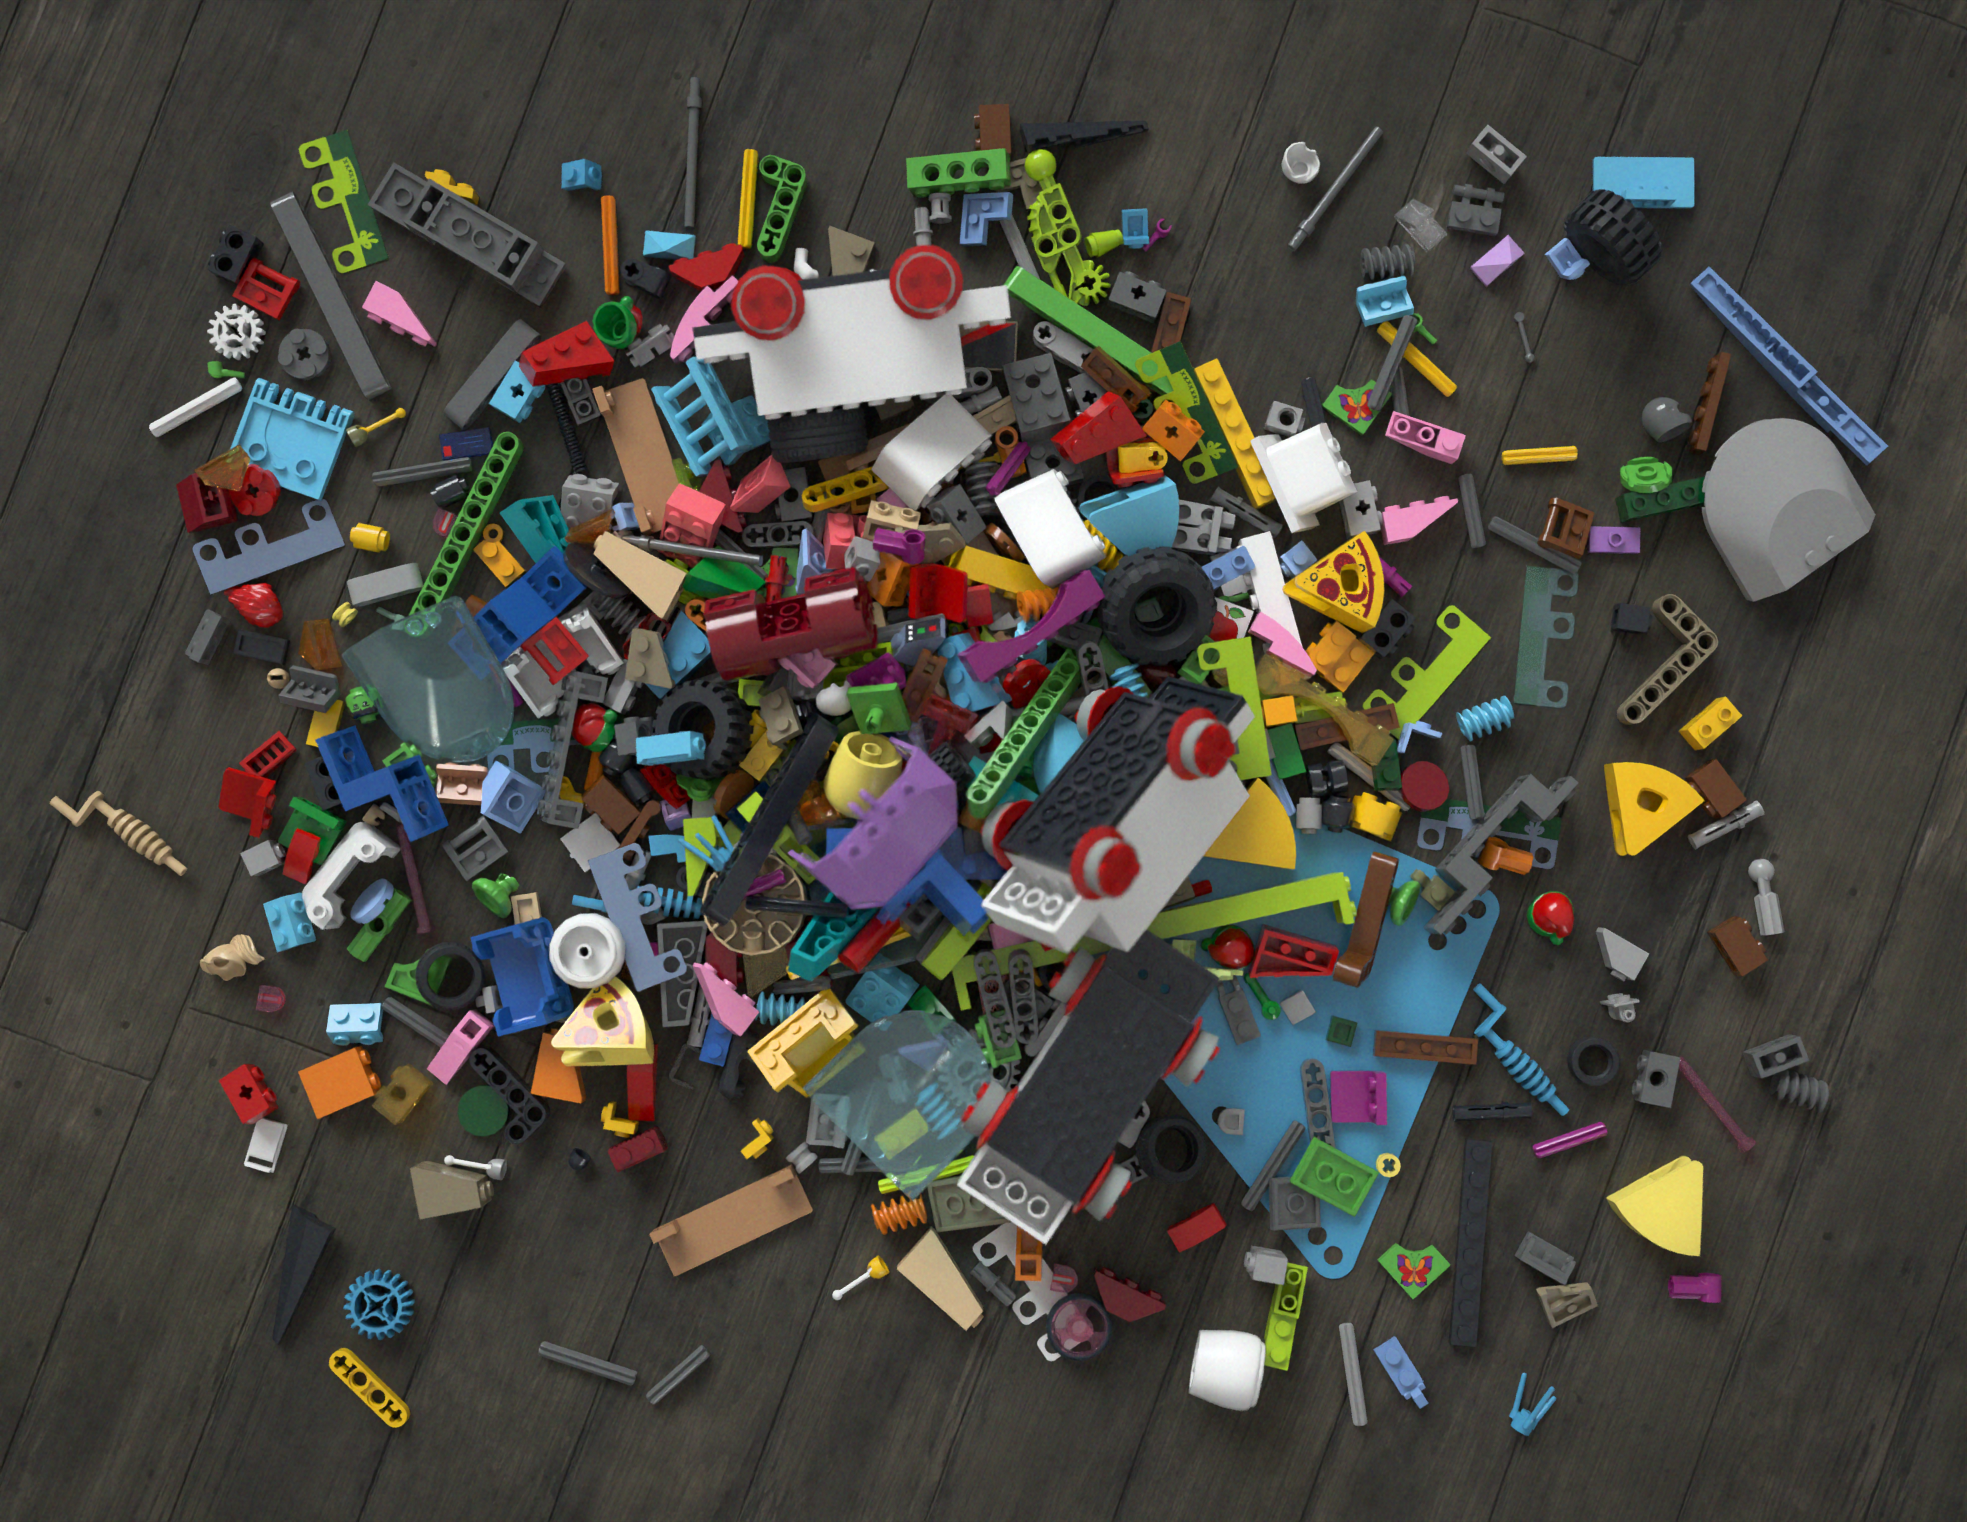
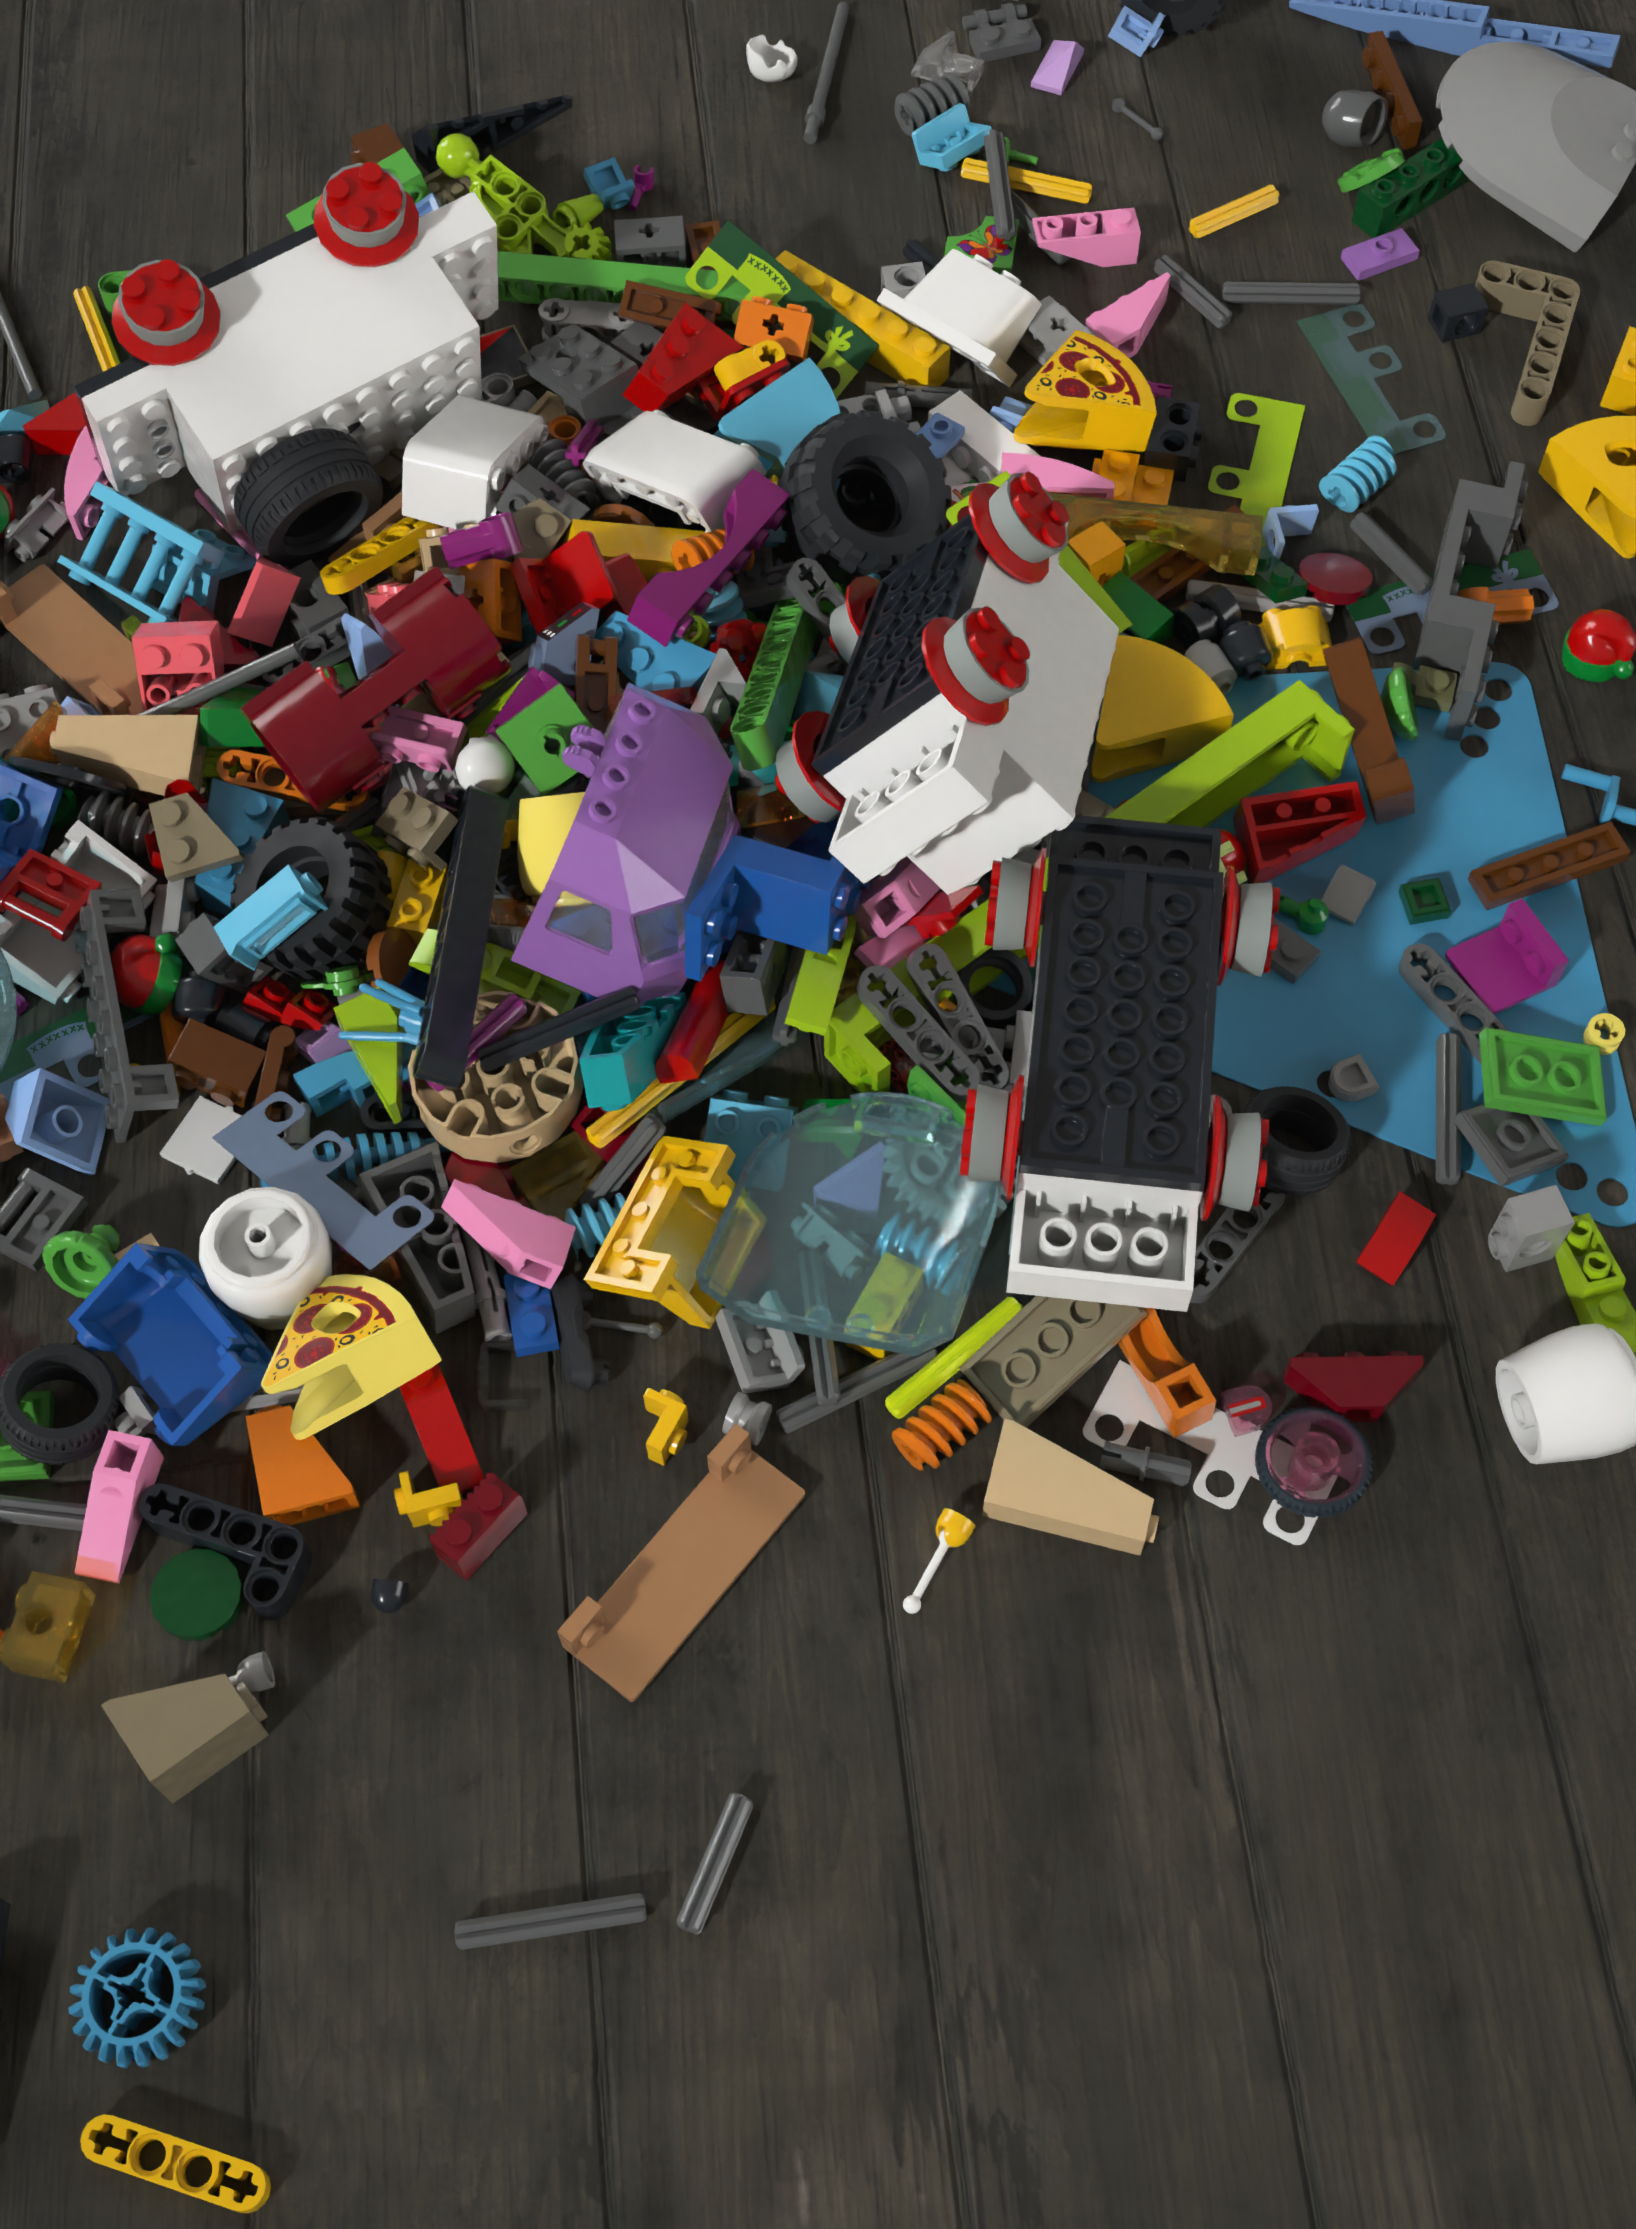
camera: 25 degrees left, 25 degrees down
(1573, 531) = (1326, 254): reddish brown plate -> none

